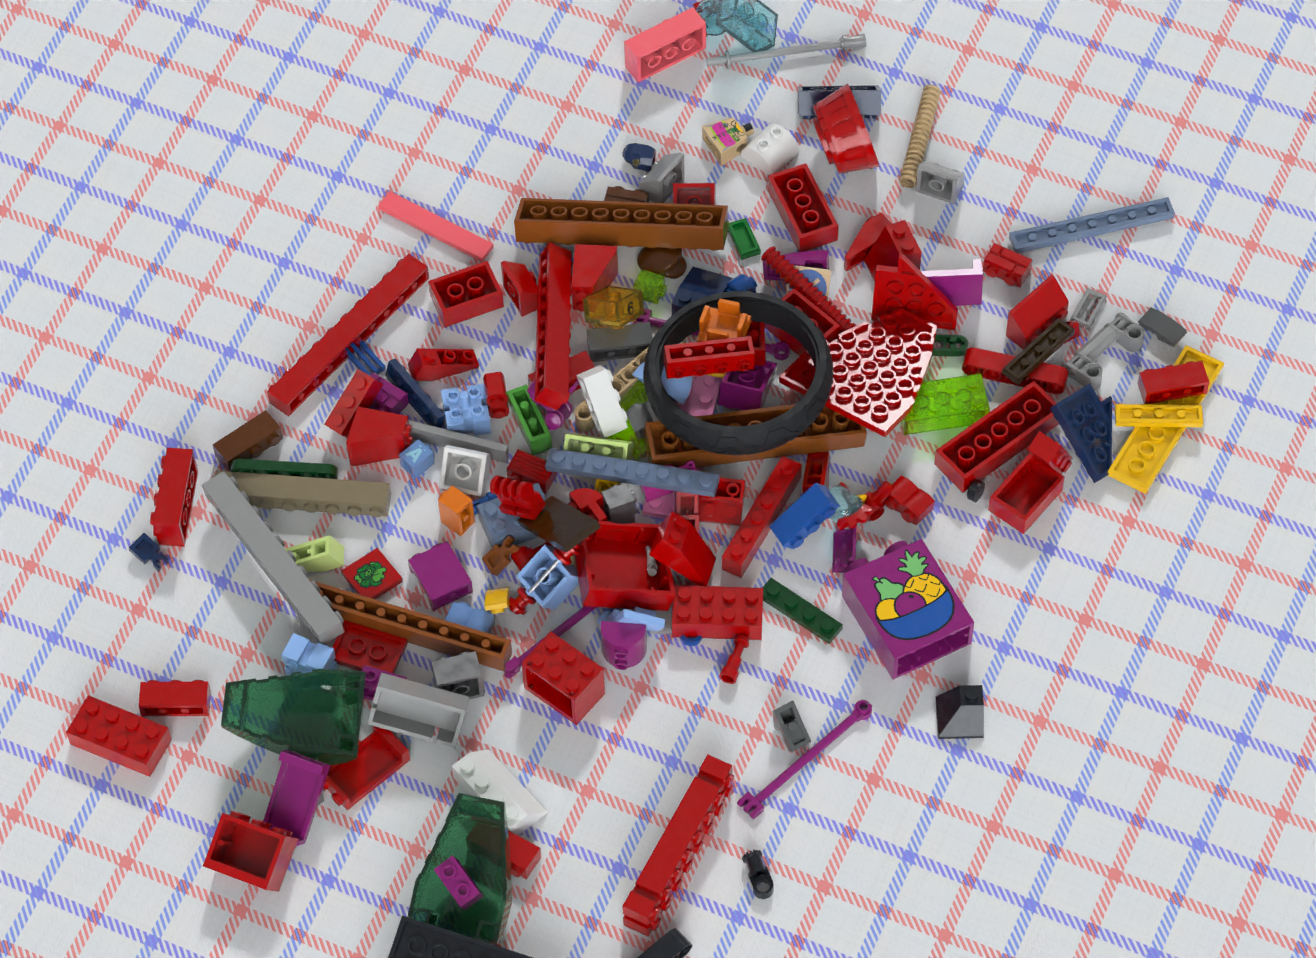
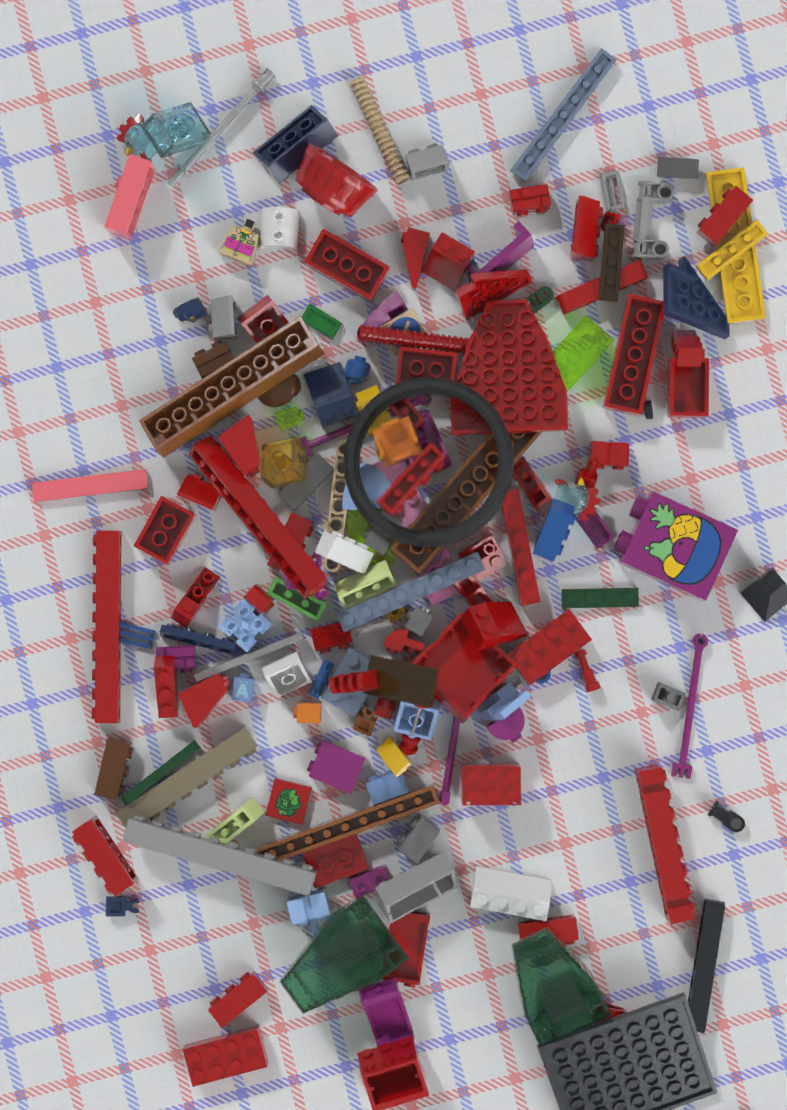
camera: 40 degrees left, 30 degrees up
(458, 882) = (549, 989): magenta brick -> none
(651, 563) = (481, 653): light grey helmet -> none

